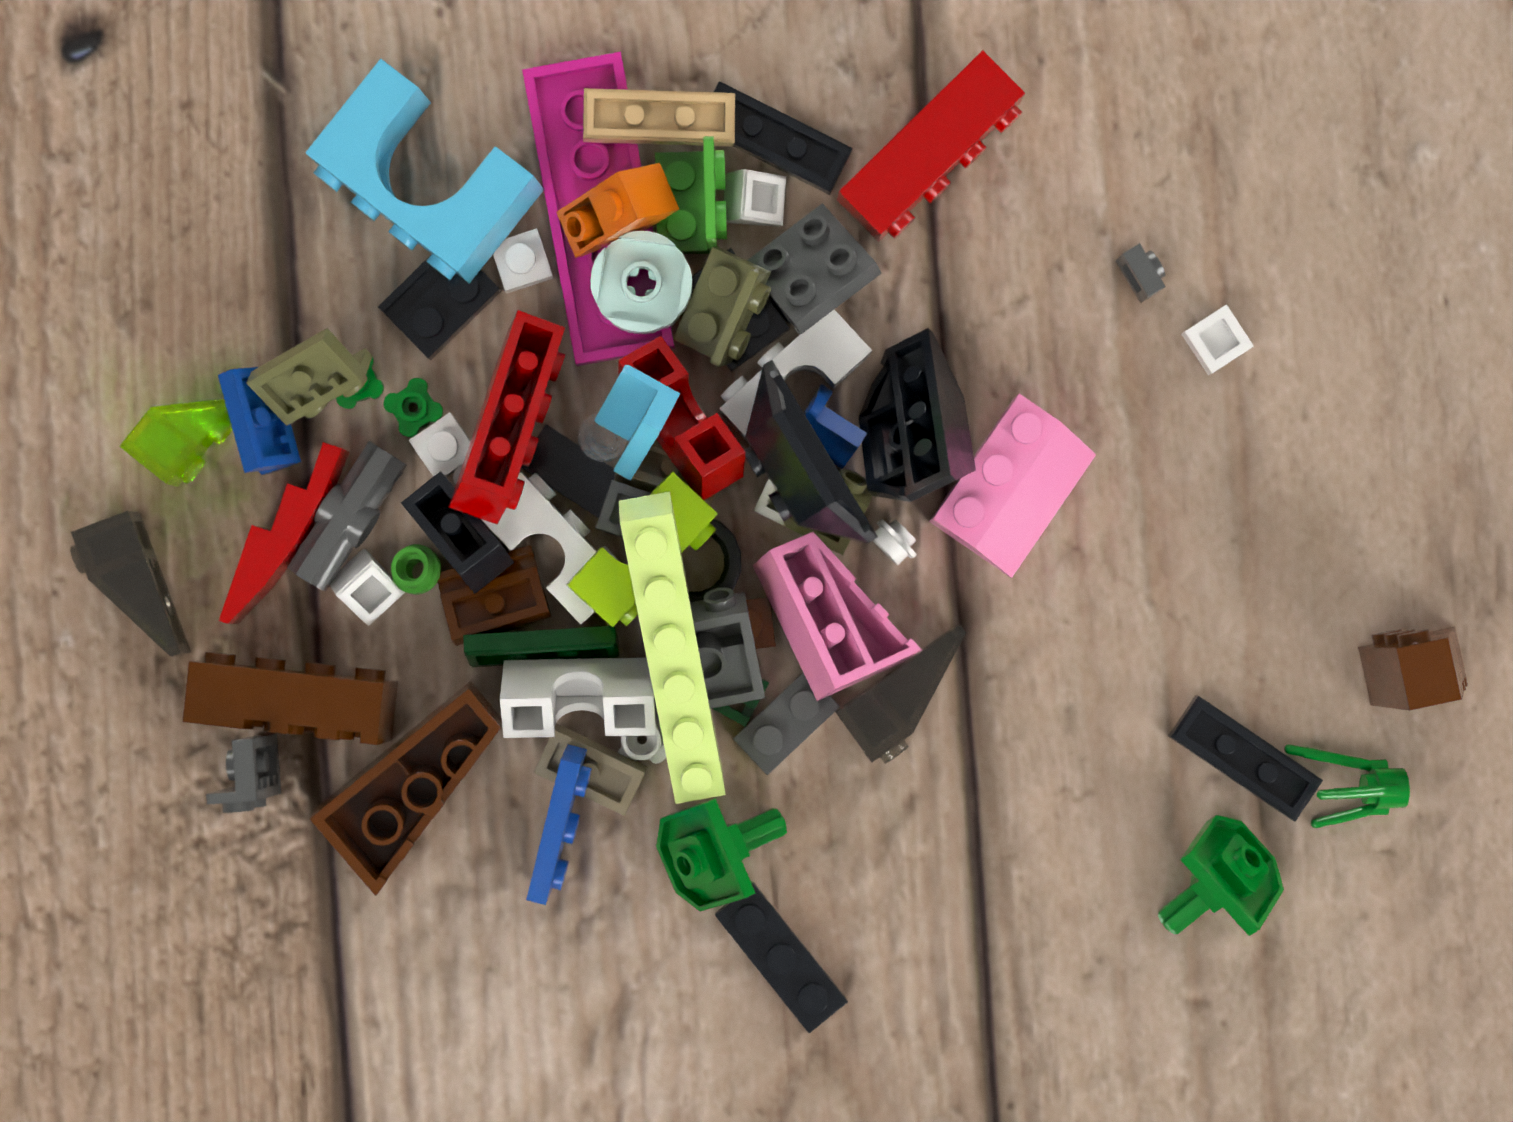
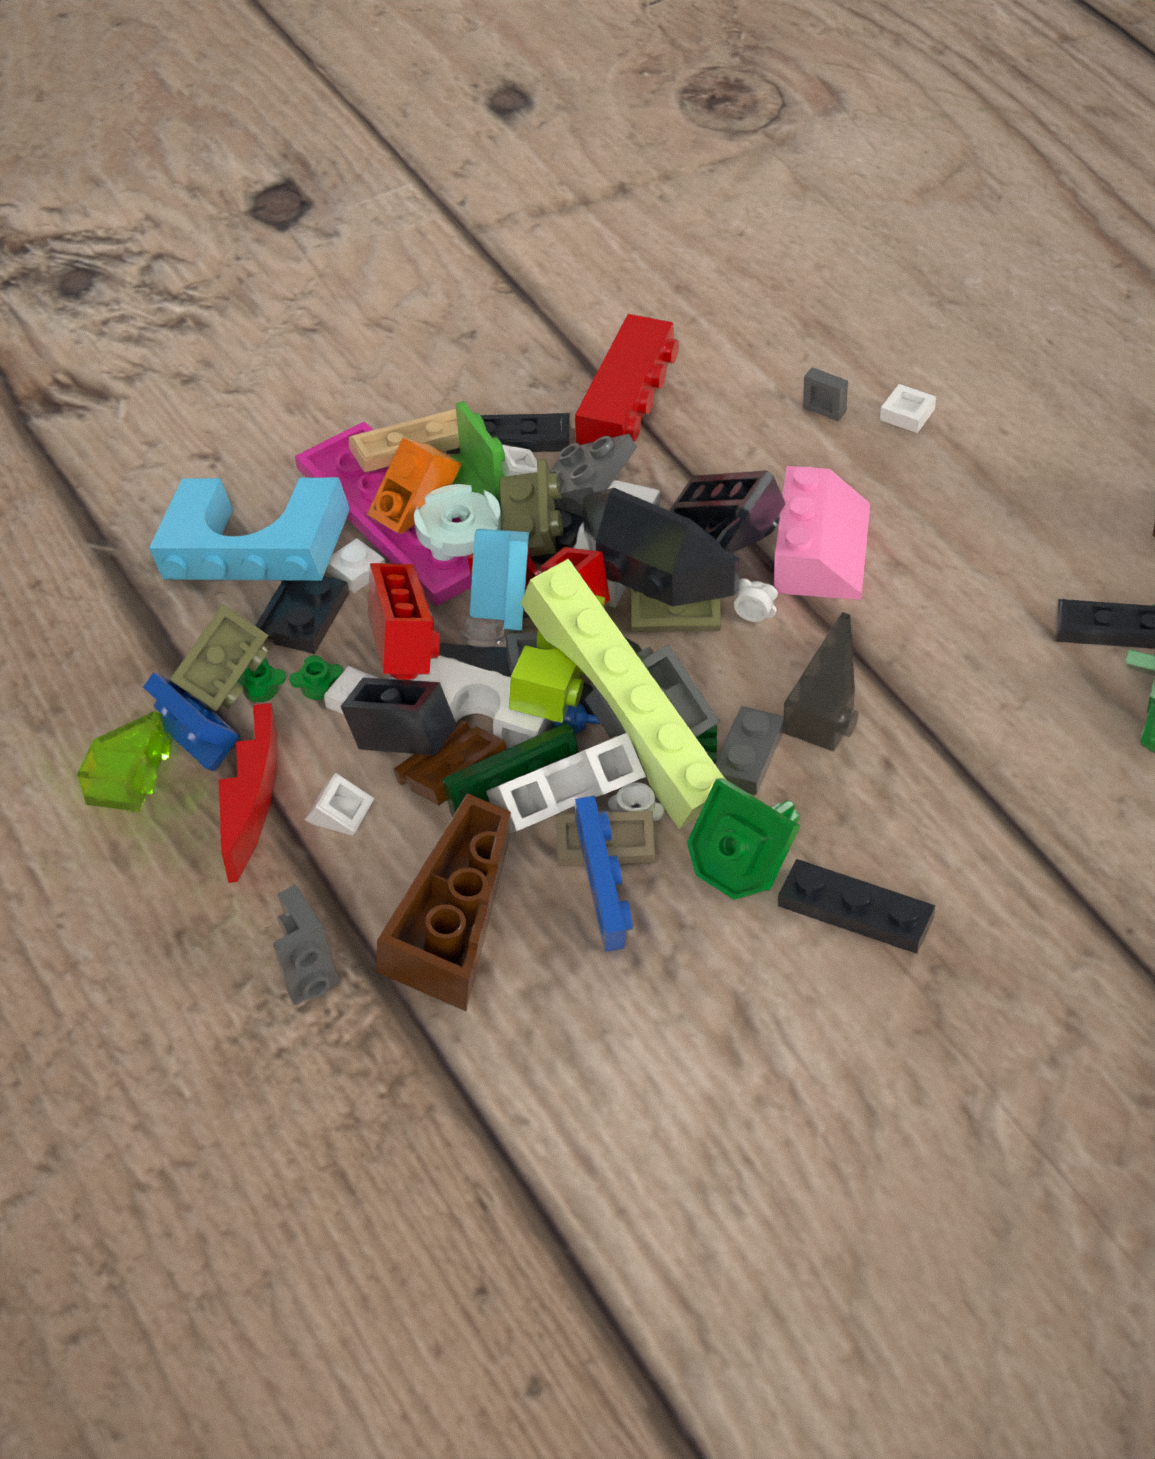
camera: 20 degrees left, 40 degrees down
(126, 570) = (127, 873): clear smoke slope -> none
(291, 699) = (343, 876): reddish brown wedge -> none
(346, 516) = (297, 760): dark grey piece -> none
(404, 563) = (374, 771): bright green plate -> none
(828, 618) = (734, 655): bright pink wedge -> none

